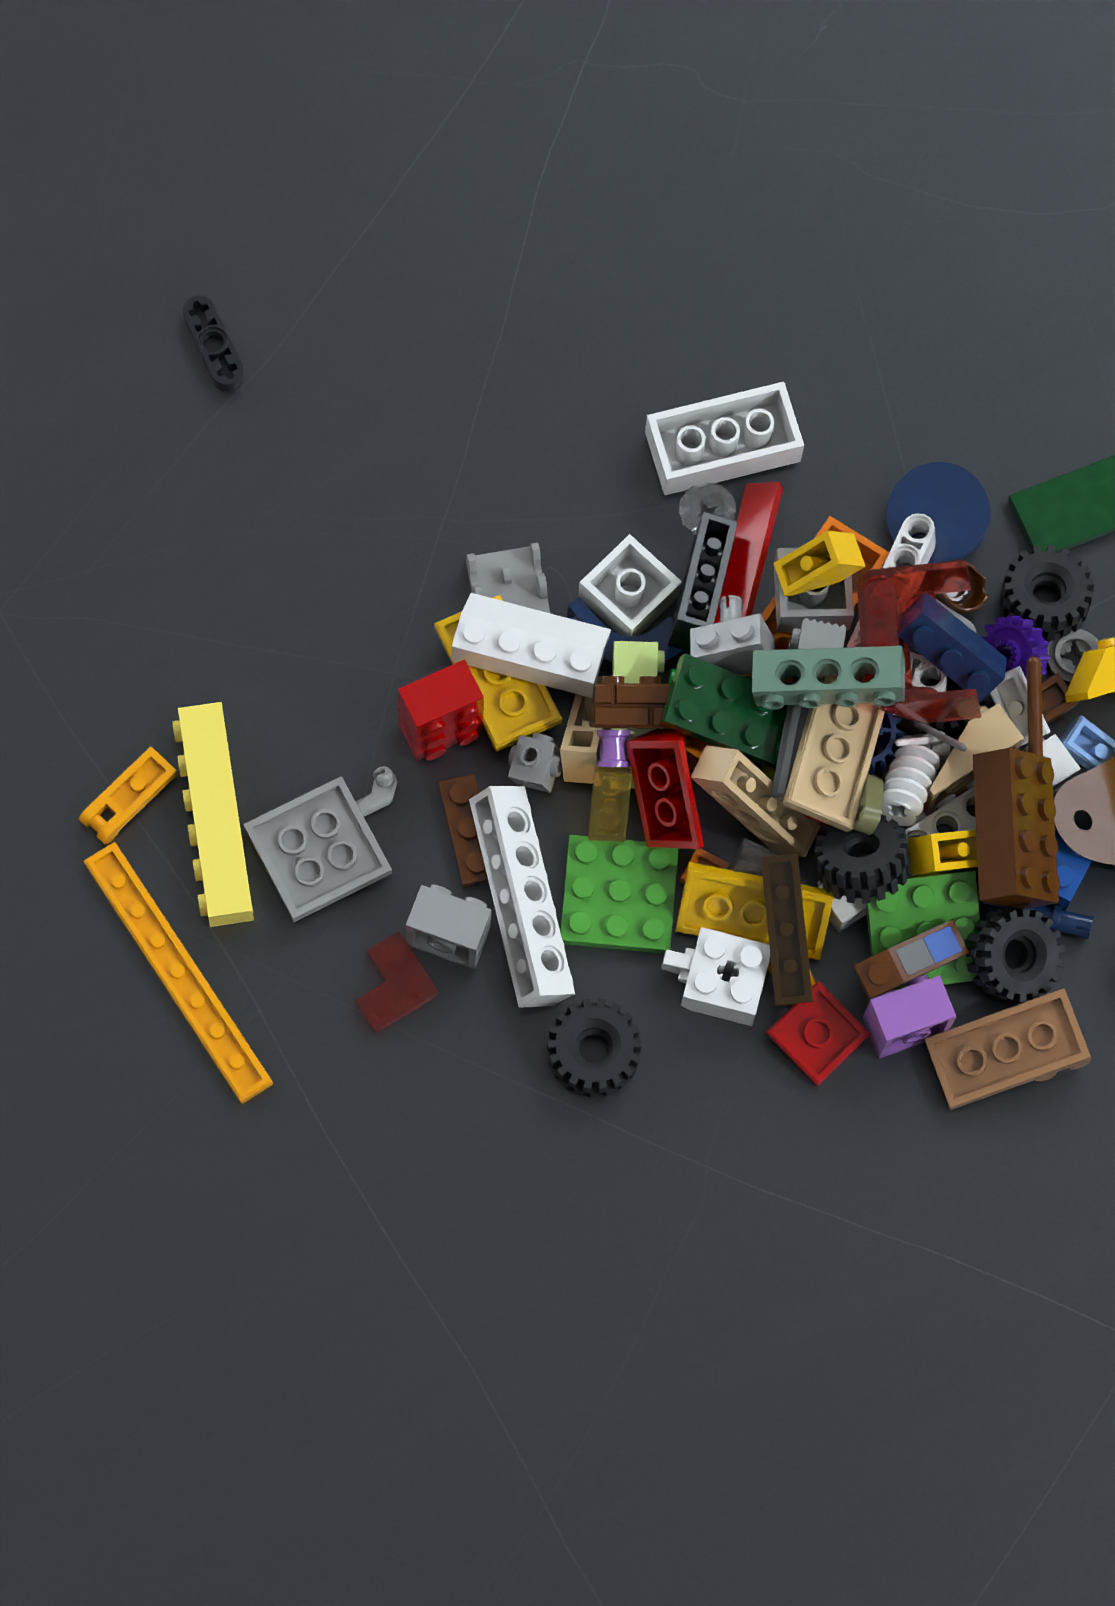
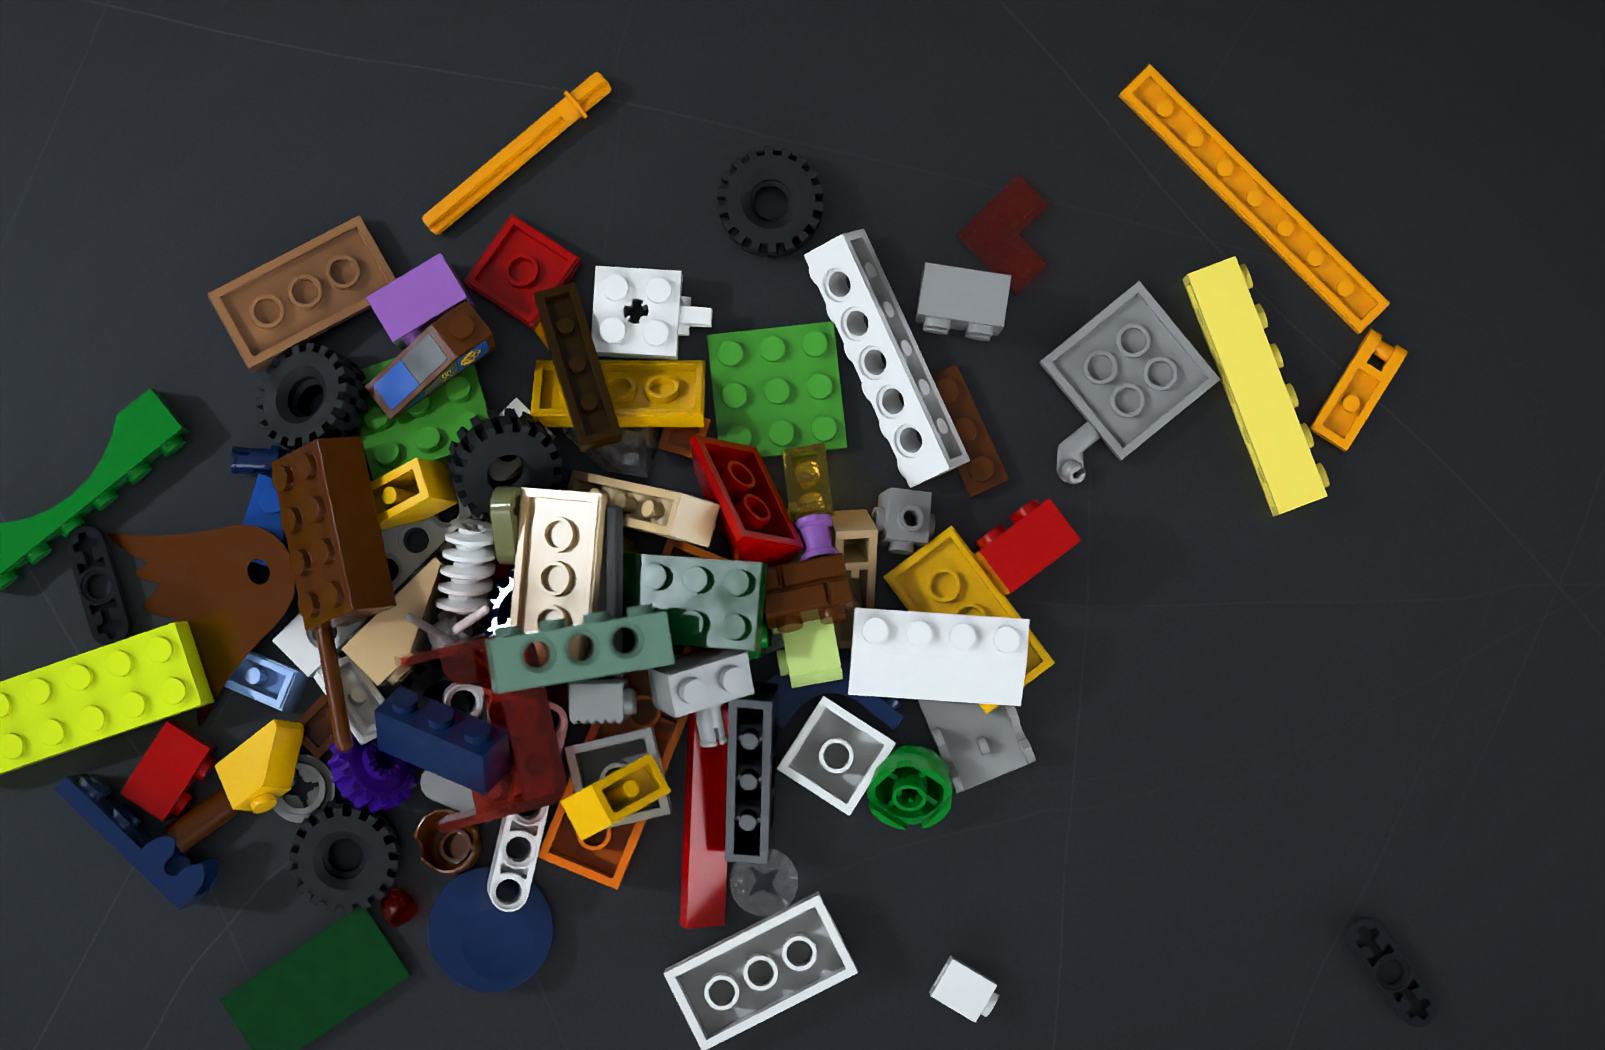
camera: 175 degrees right, 15 degrees up
(562, 395) = (964, 989): none -> white brick
(572, 552) = (910, 788): none -> green cylinder
(803, 1135) = (517, 153): none -> light orange axle
(1010, 548) = (398, 907): none -> clear red hinge

